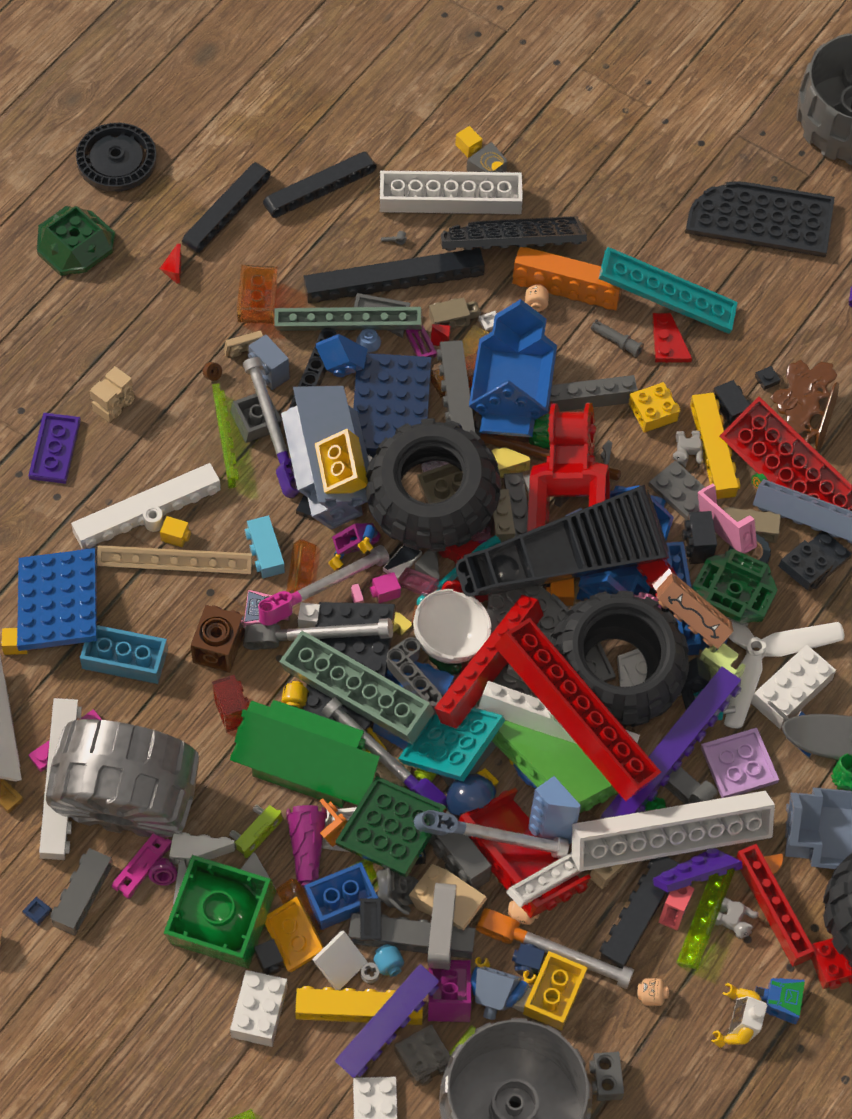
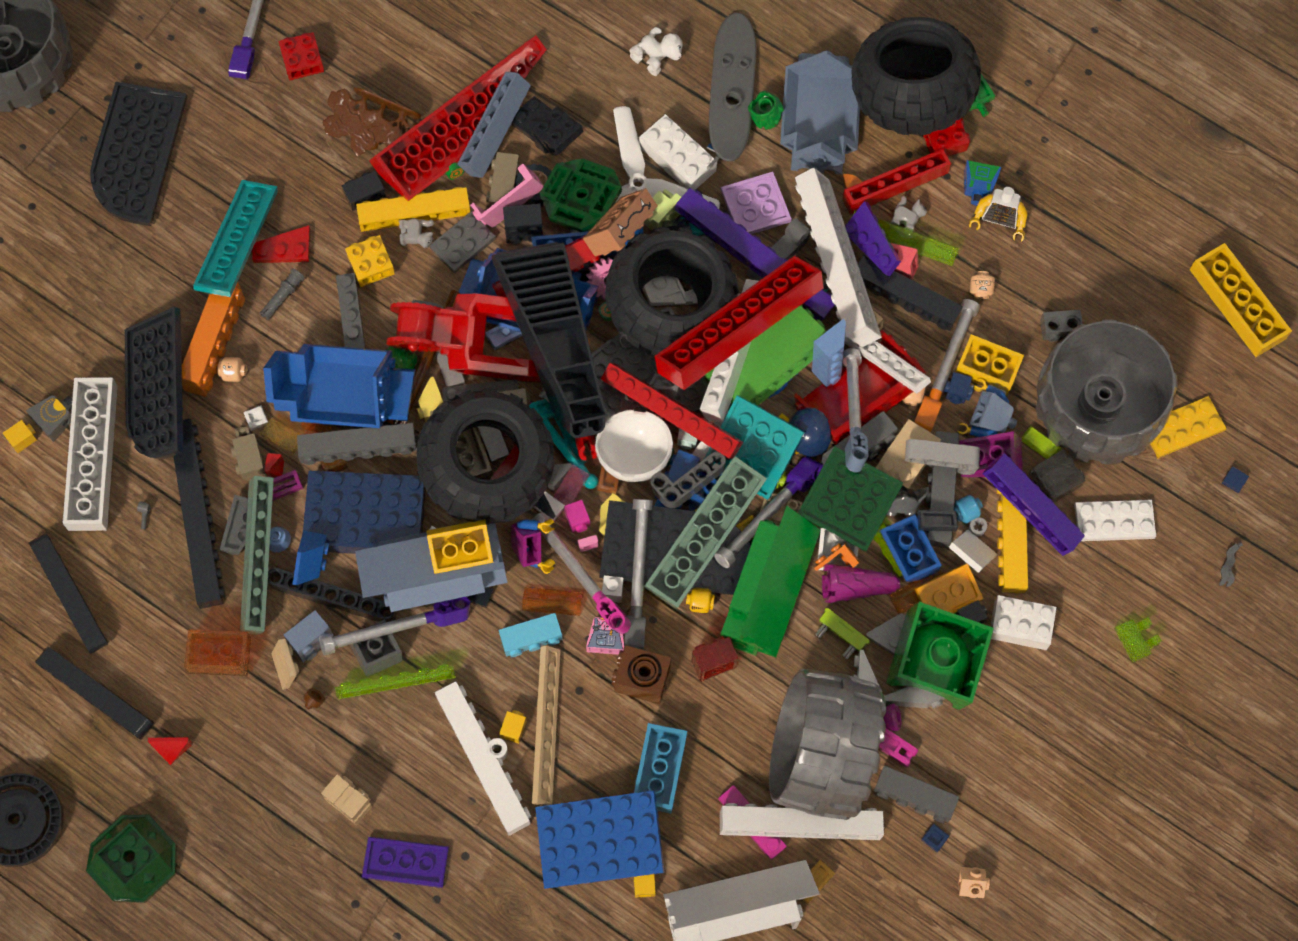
camera: 90 degrees left, 10 degrees up
(767, 377) = (332, 158): black plate -> none

